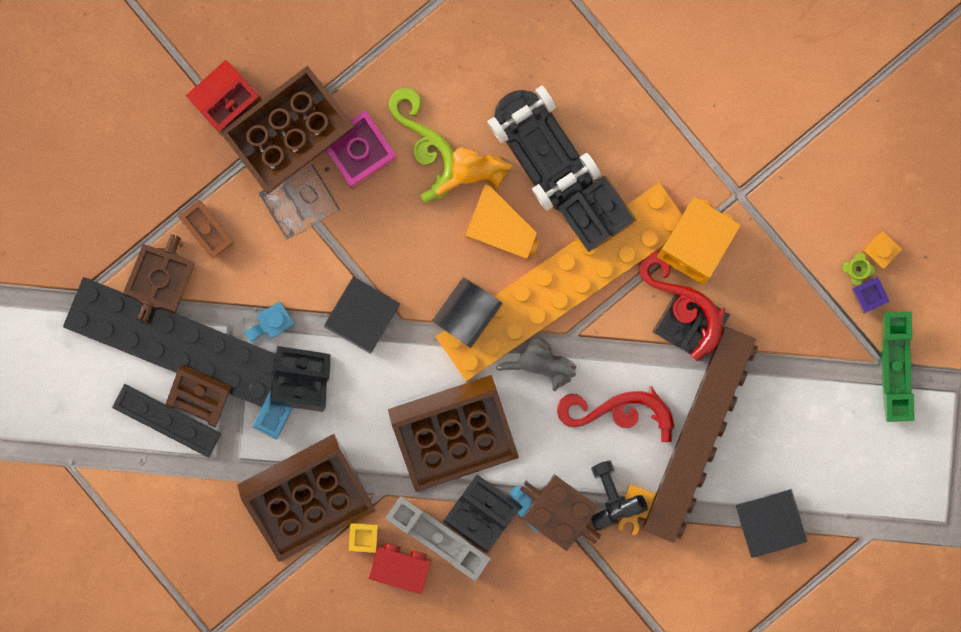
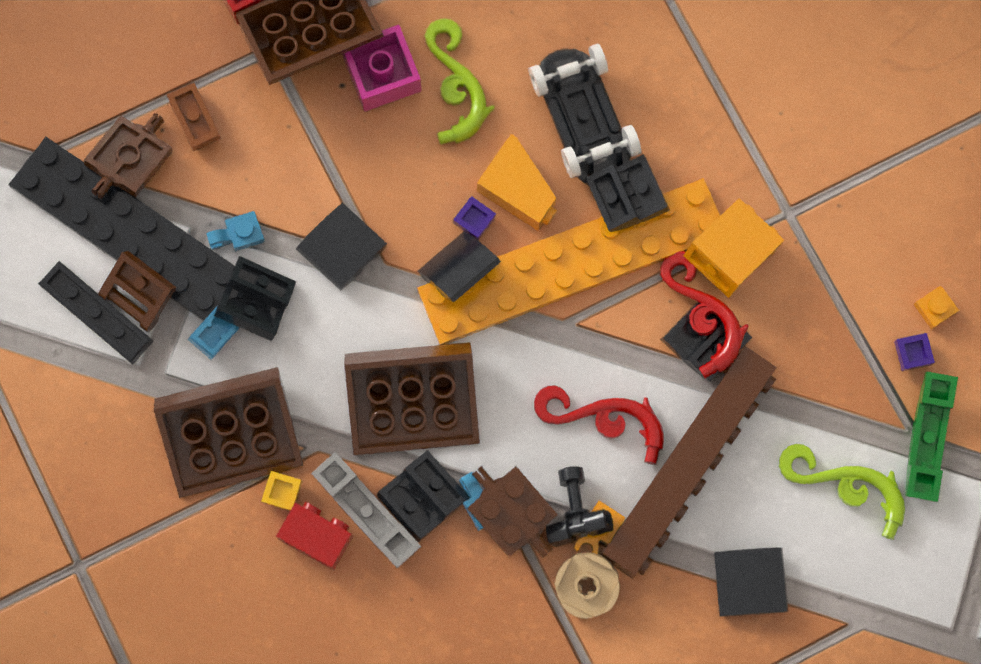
camera: 10 degrees right, 10 degrees down
(300, 202) = (303, 109): clear slope -> none
(470, 264) = (474, 218): none -> dark purple plate
(471, 167) = (501, 113): light orange animal -> none
(539, 360) = (528, 338): dark grey animal -> none
(644, 571) = (594, 602): none -> tan plate
(858, 261) = (911, 314): lime plate -> none
(870, 415) = (848, 495): none -> lime plant

